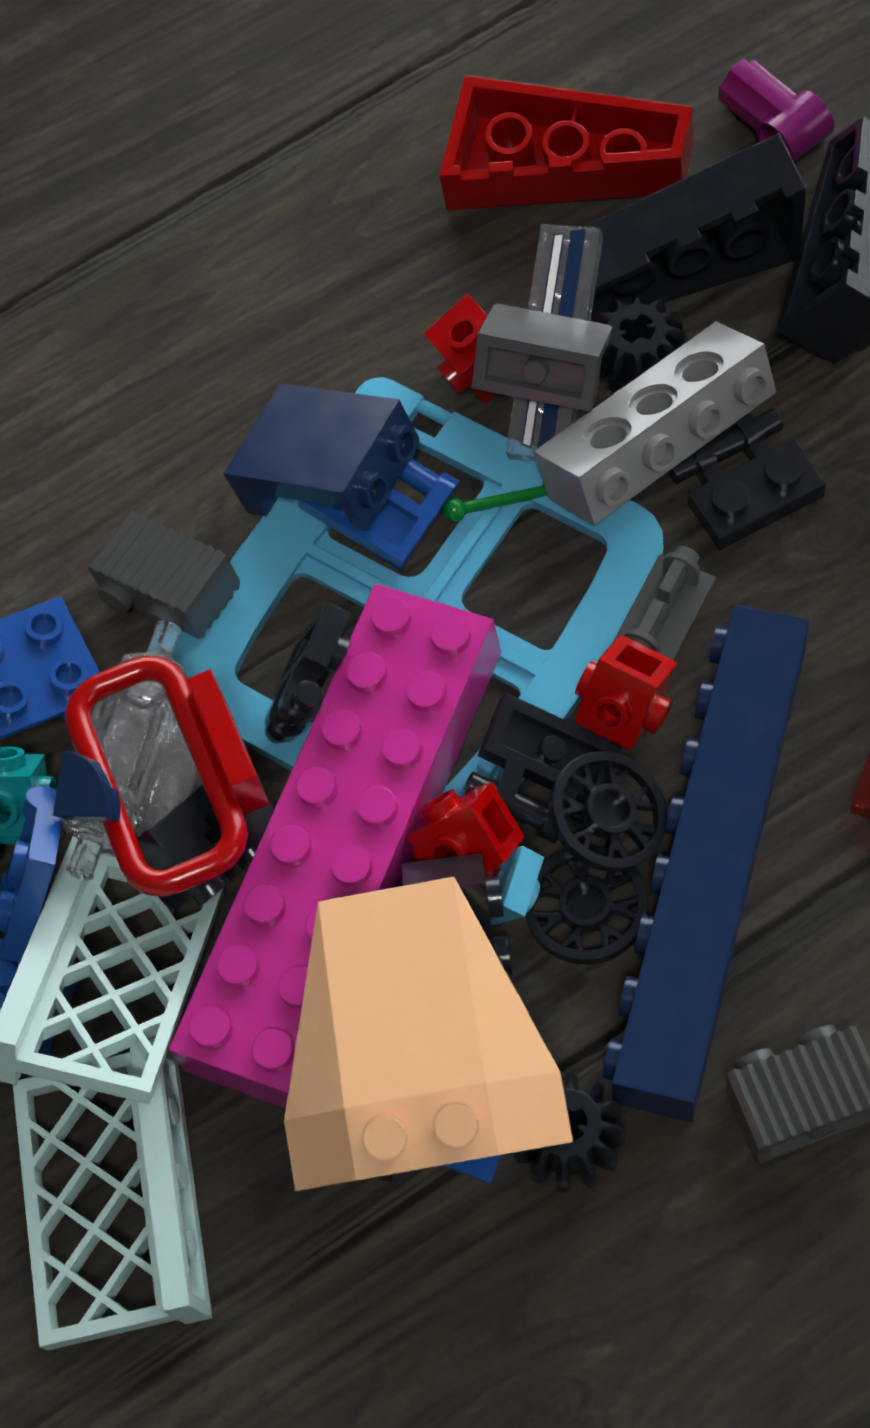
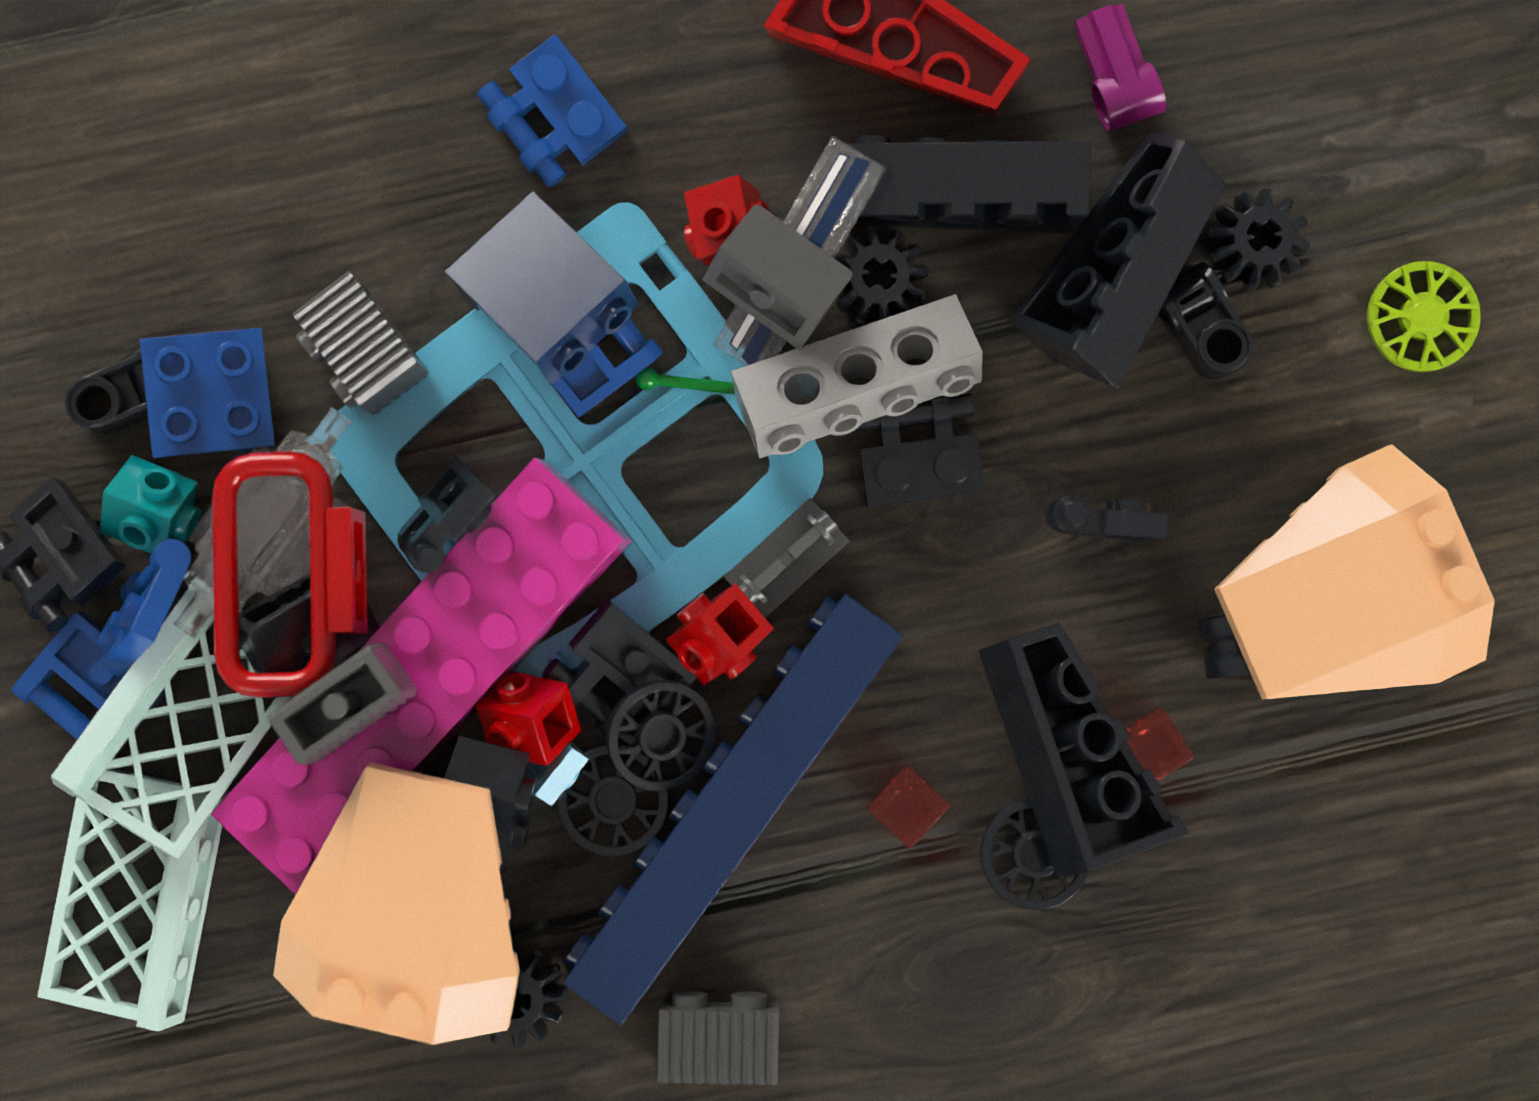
camera: 15 degrees right, 25 degrees up
(85, 791) = (203, 575): dark blue tile -> none
(271, 849) = (342, 704): none -> dark grey brick
(279, 319) = (568, 102): none -> blue plate

